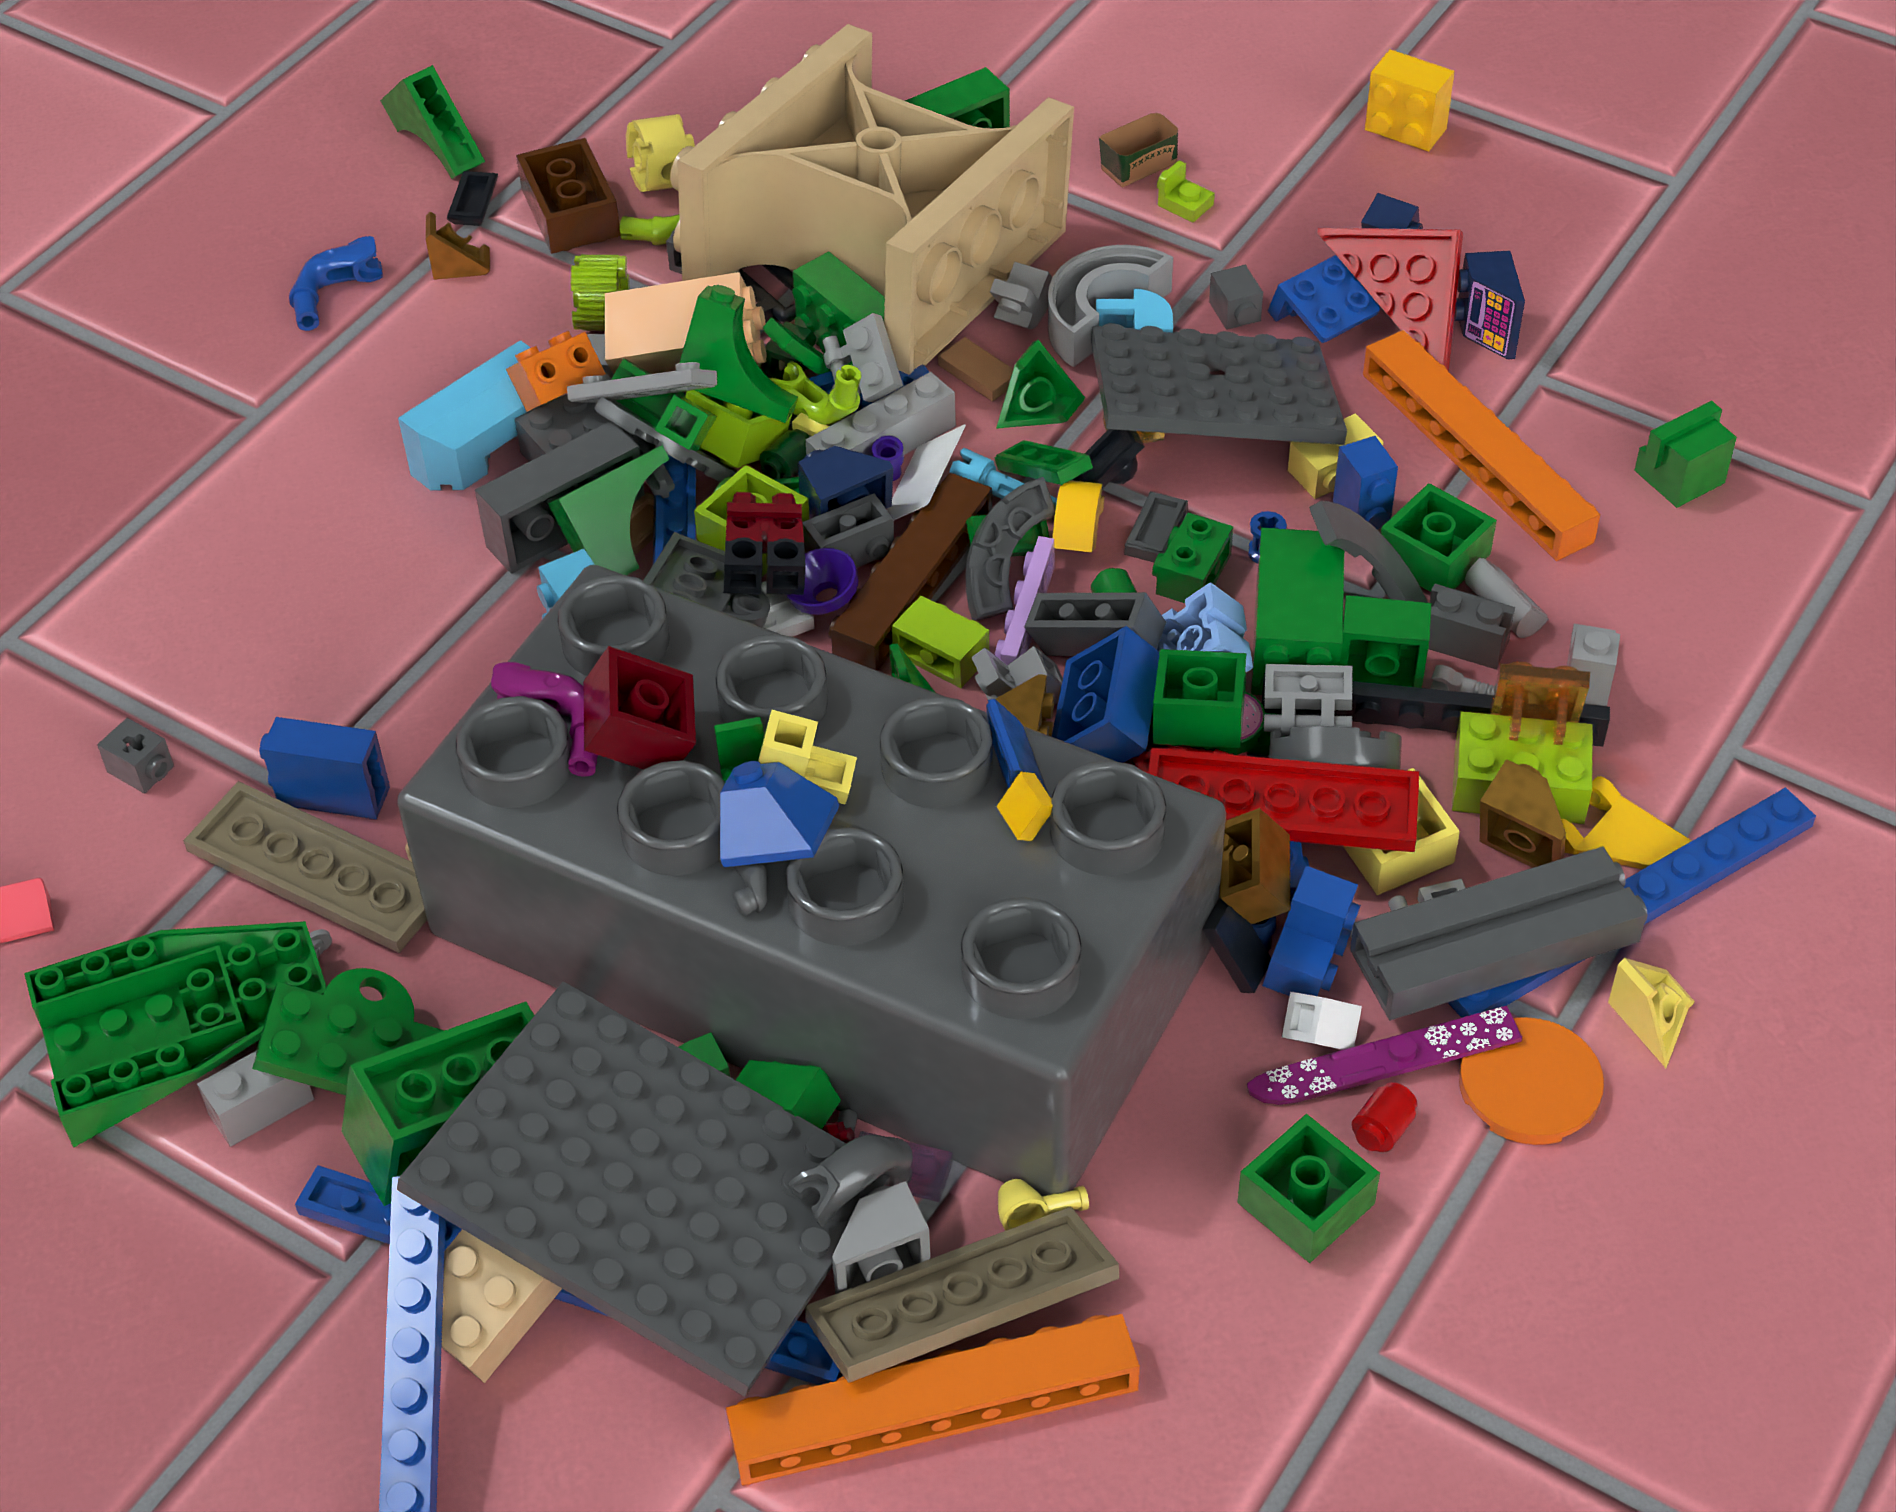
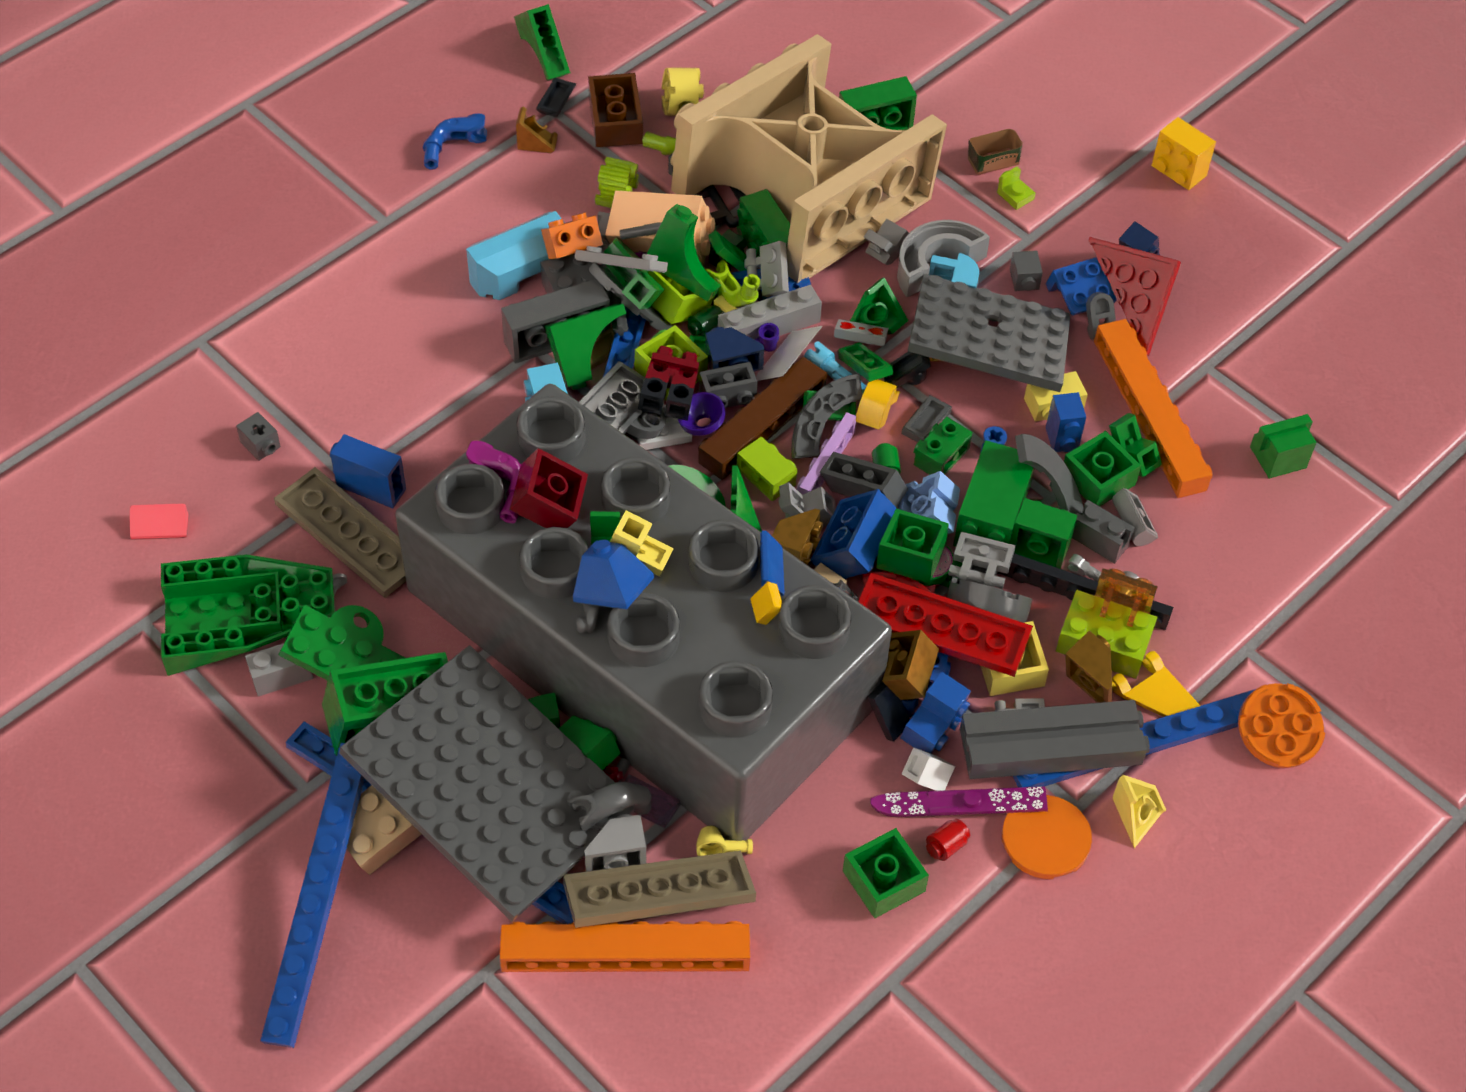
camera: 10 degrees right, 5 degrees up
(660, 340) = (645, 230): none -> dark grey piece
(976, 368) = (844, 285): medium nougat tile -> none
(1022, 427) = (860, 332): none -> light grey tile
(1359, 321) = (1098, 307): none -> dark grey plate
(1459, 480) = (1128, 435): none -> green brick
(1490, 301) = (1189, 310): dark blue slope -> none
(1595, 652) = (1172, 574): light grey arch -> none
(1822, 841) = (1281, 725): none -> orange tile

